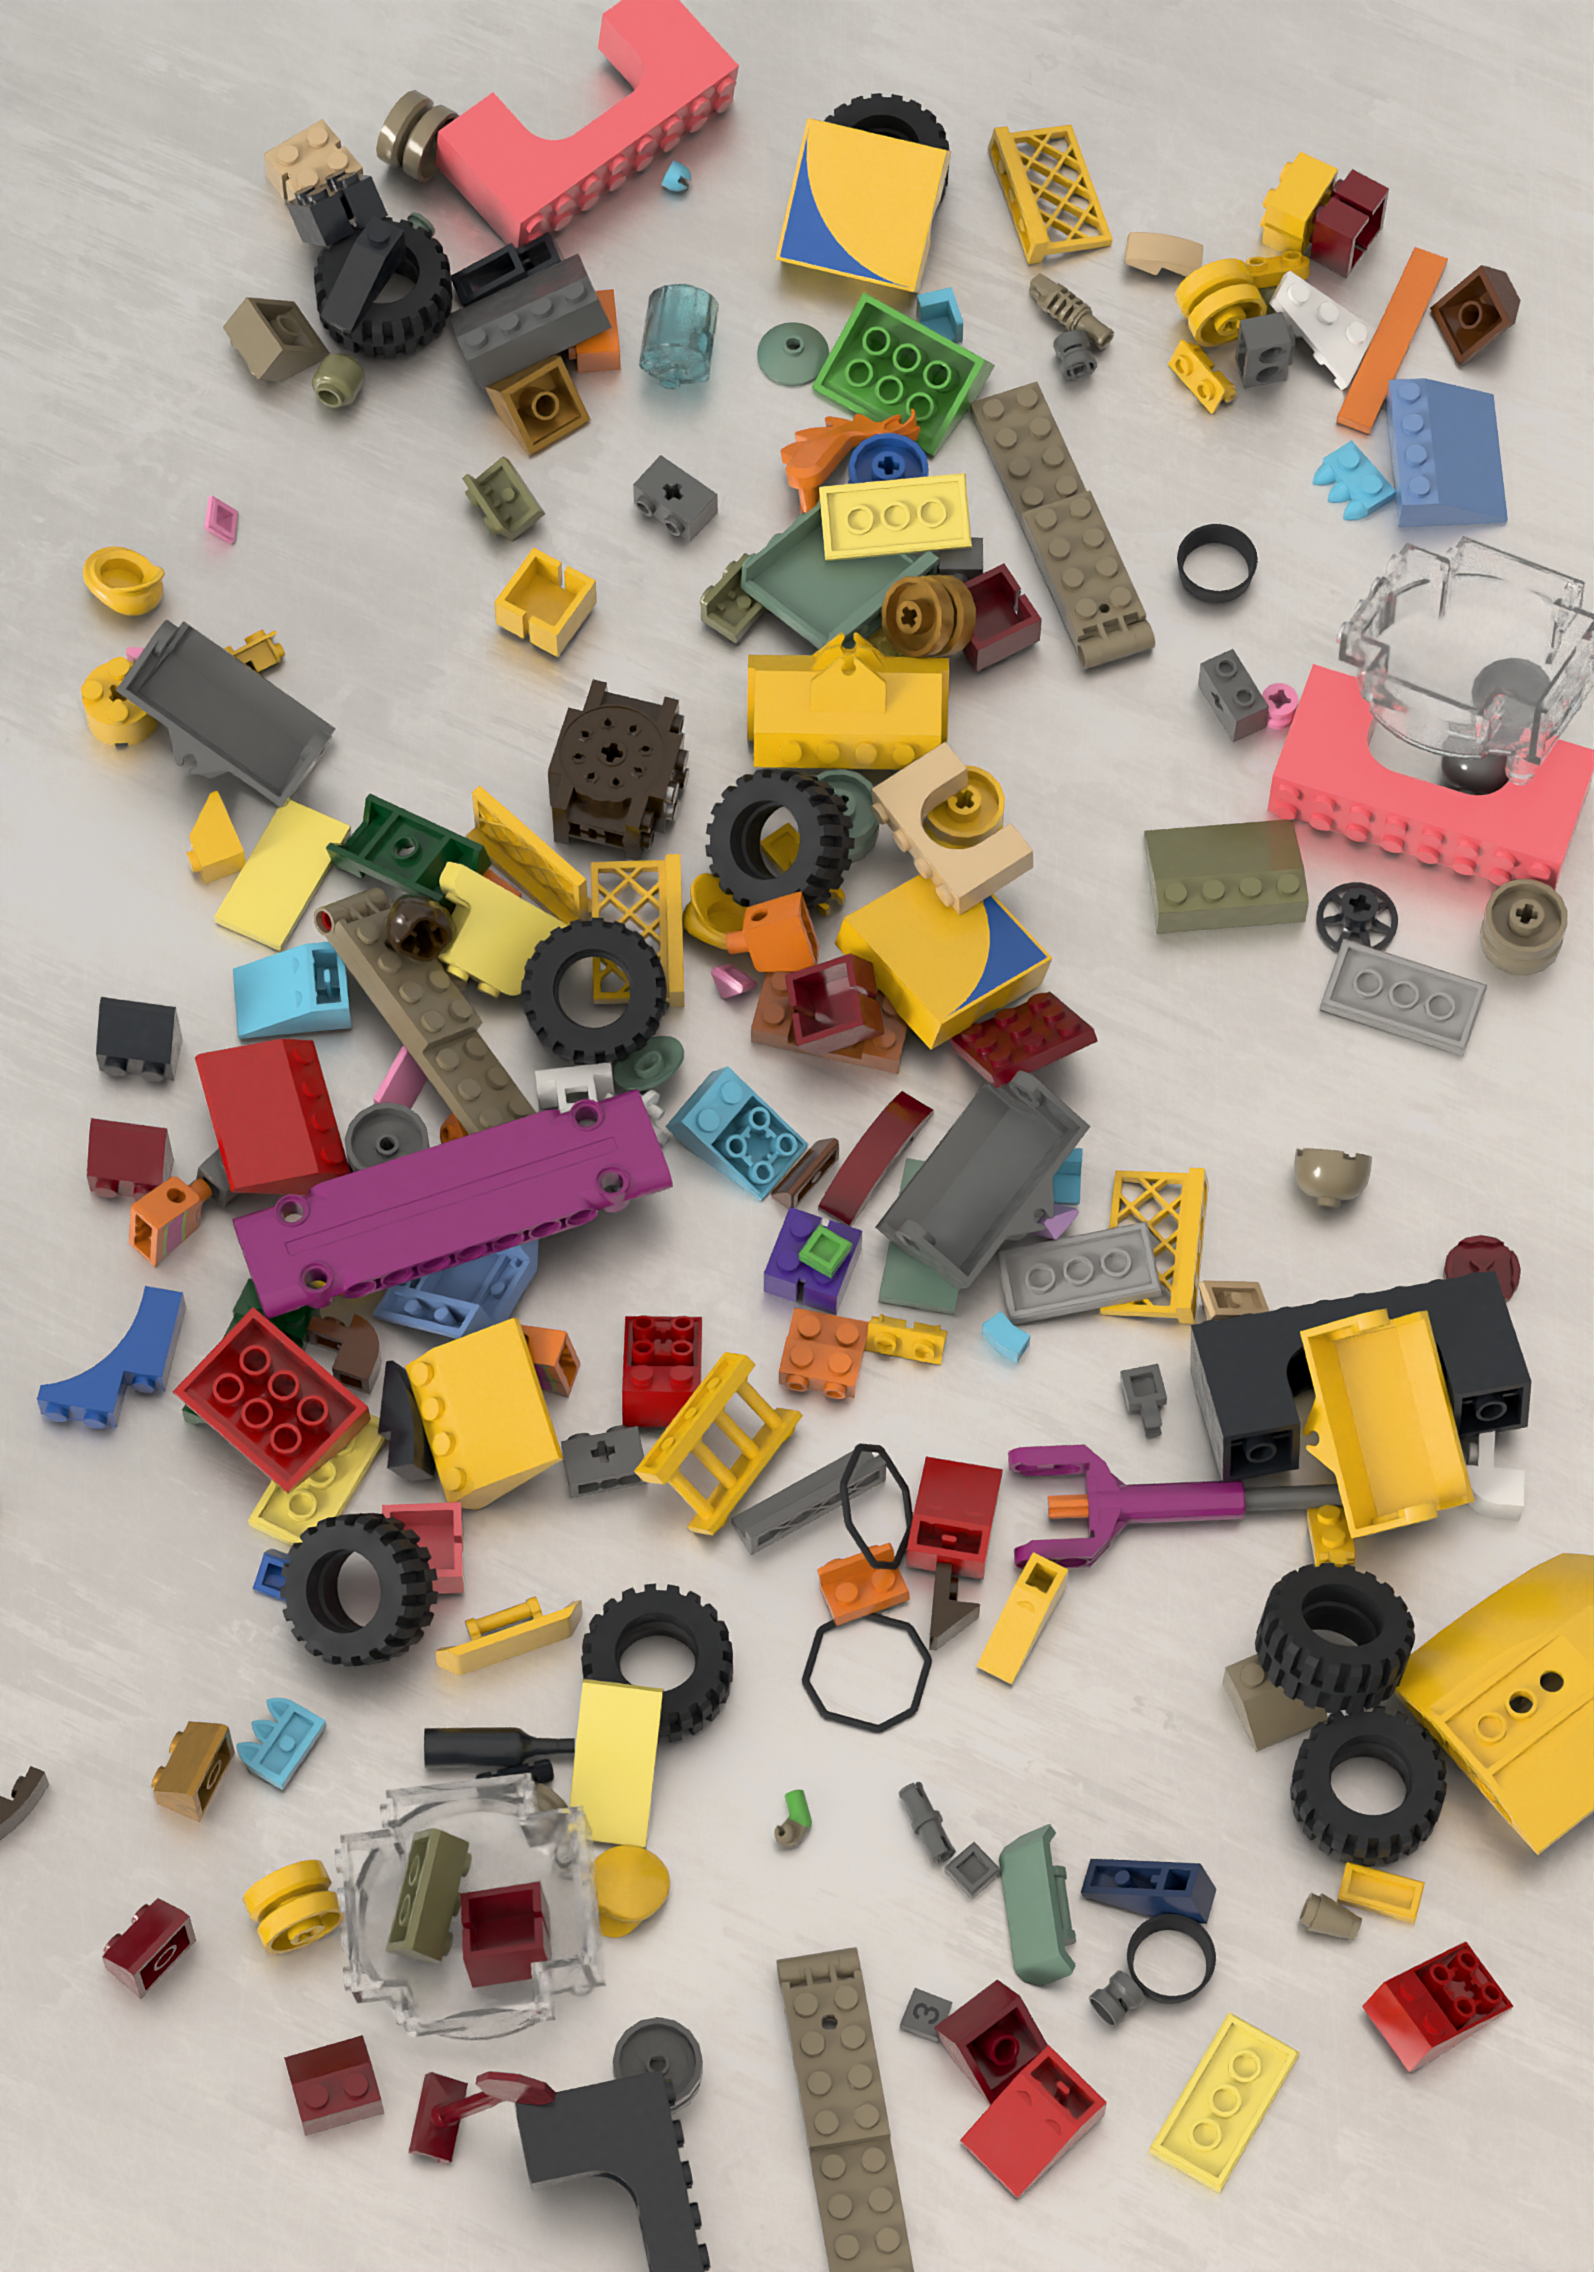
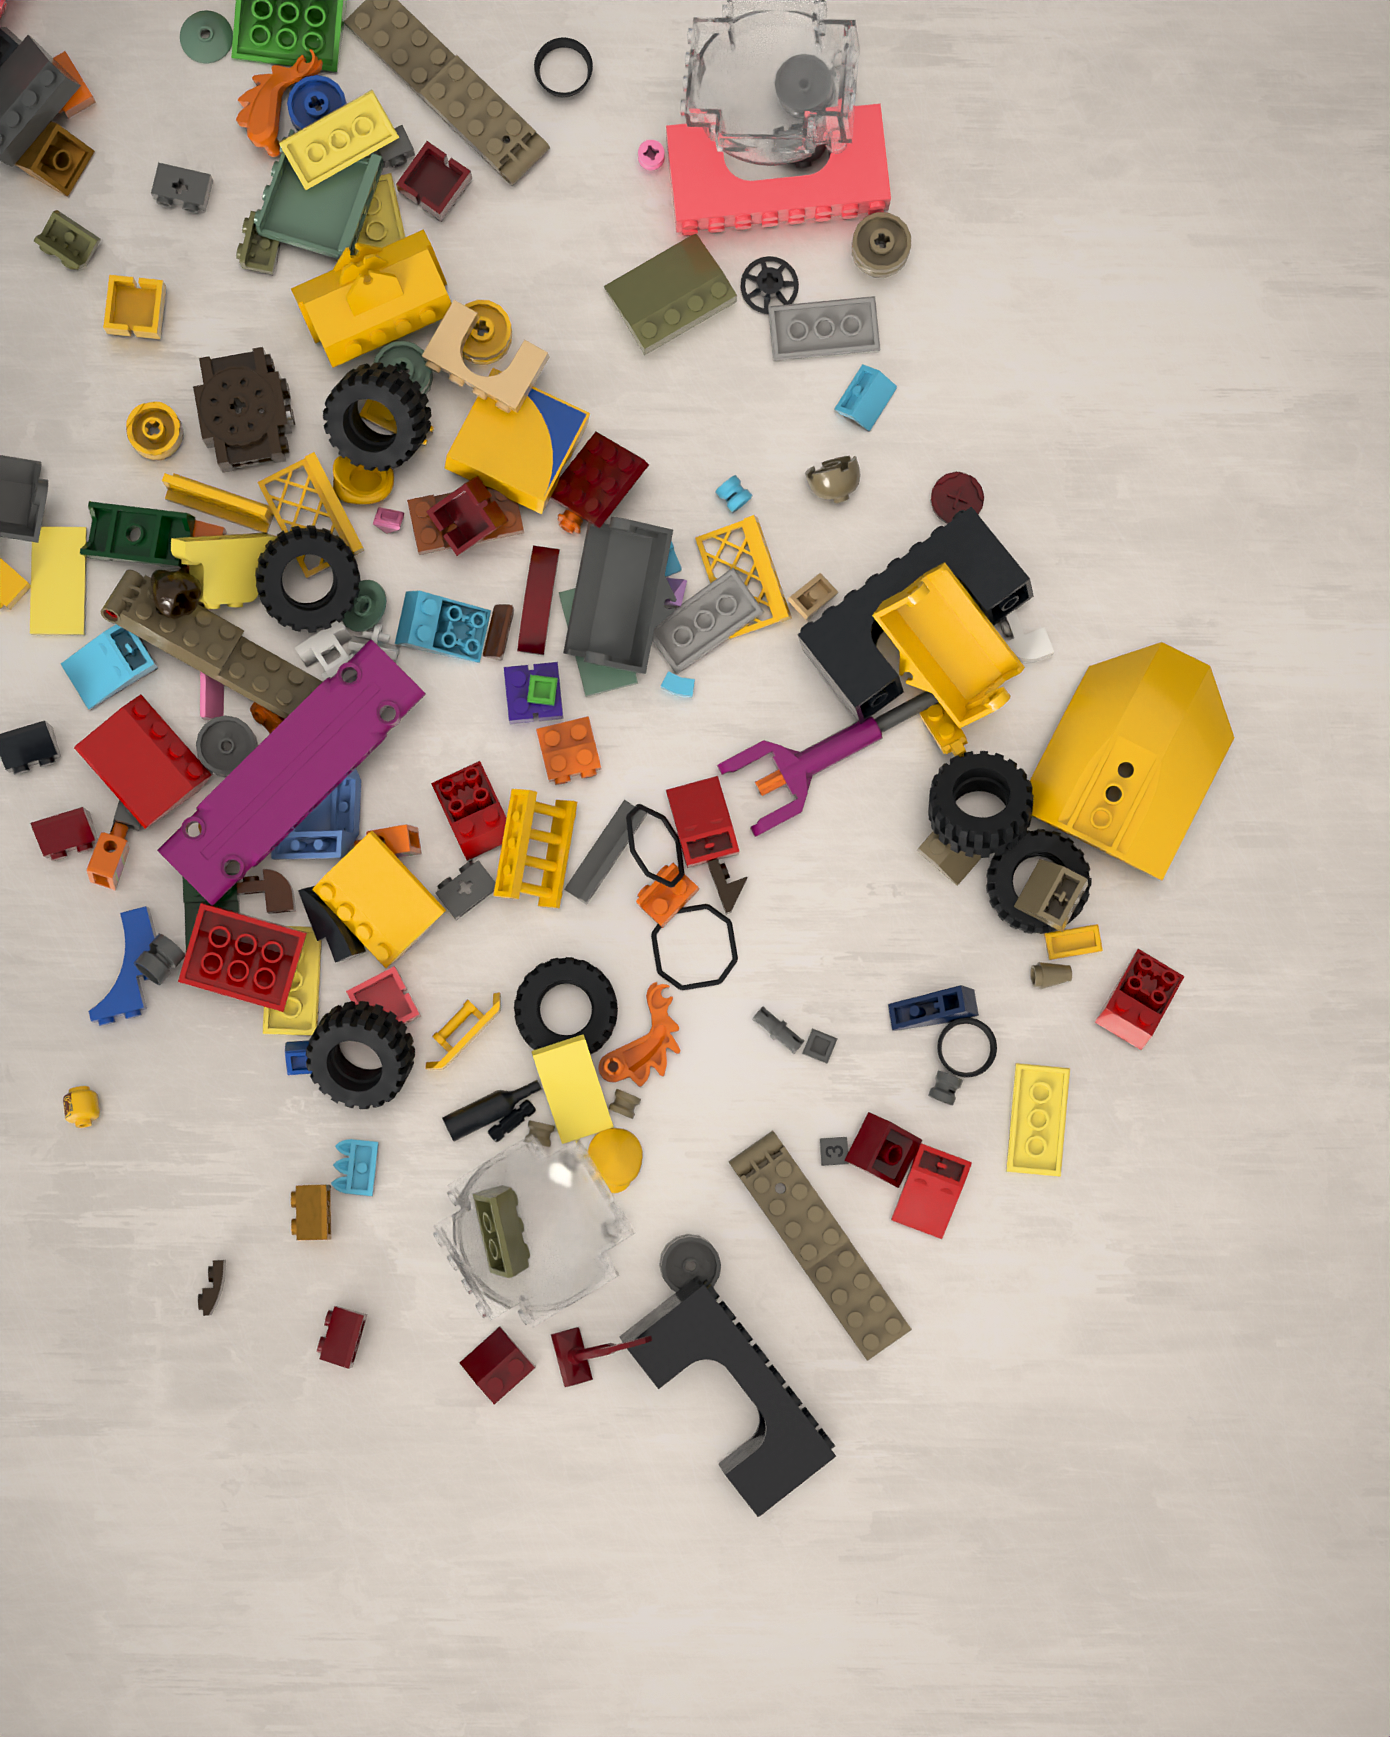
camera: 30 degrees left, 20 degrees up
(160, 1357) = (158, 960): none -> dark grey wheel
(293, 1906) = (423, 1274): yellow wheel -> none
(494, 749) = (153, 415): none -> yellow brick
(504, 1933) = (564, 1231): dark red piece -> none
(674, 1822) = (624, 1103): none -> dark tan wheel
(679, 335) = (126, 64): clear light blue cylinder -> none
(722, 1771) = (650, 1050): none -> orange animal
(777, 935) = (407, 483): orange torso -> none
(797, 1823) = (699, 1066): arm -> none
(893, 1338) = (604, 720): yellow hinge -> none
(928, 615) = (396, 205): pearl gold wheel -> none
(963, 1080) = (570, 522): none -> orange plate
(1023, 1617) = (777, 872): yellow slope -> none
(1037, 1908) = (870, 1052): sand green piece -> none
(1145, 1392) = (782, 682): dark grey plate -> none
(1191, 1138) = (729, 489): none -> medium azure wheel
(1233, 695) = (618, 162): dark grey brick -> none
(1380, 1794) = (1052, 894): none -> dark tan slope
(1420, 1100) = (866, 396): none -> medium azure panel

